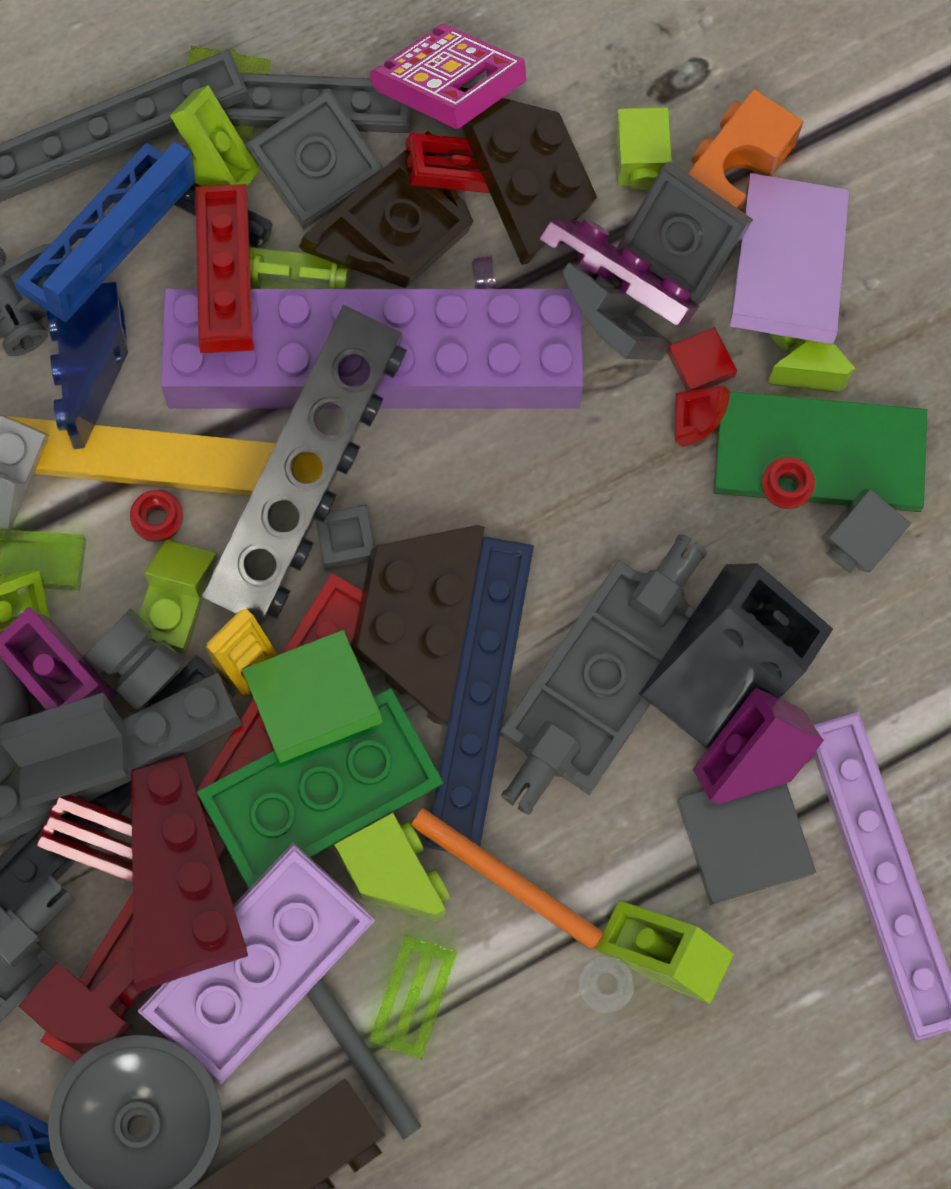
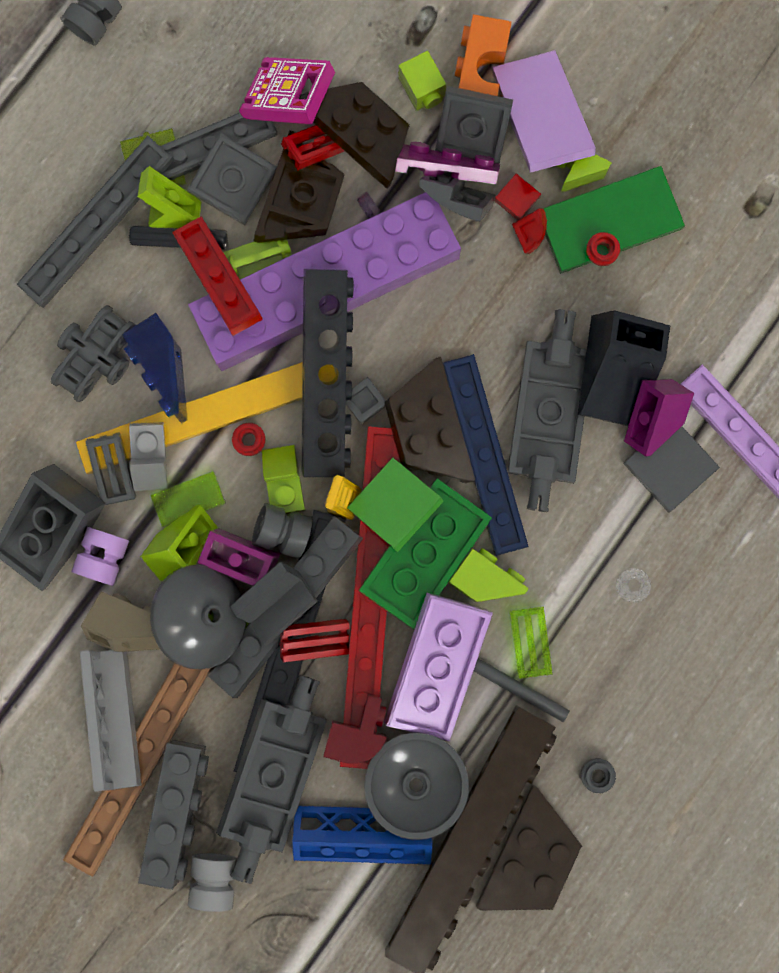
camera: 20 degrees left, 10 degrees up
(114, 235) = (141, 285): blue fence -> none
(179, 891) = (377, 648): dark red wing -> none
(507, 878) = (551, 553): orange bar -> none
(666, 950) = (657, 551): lime slope -> none
(864, 532) = (660, 258): dark grey brick -> none

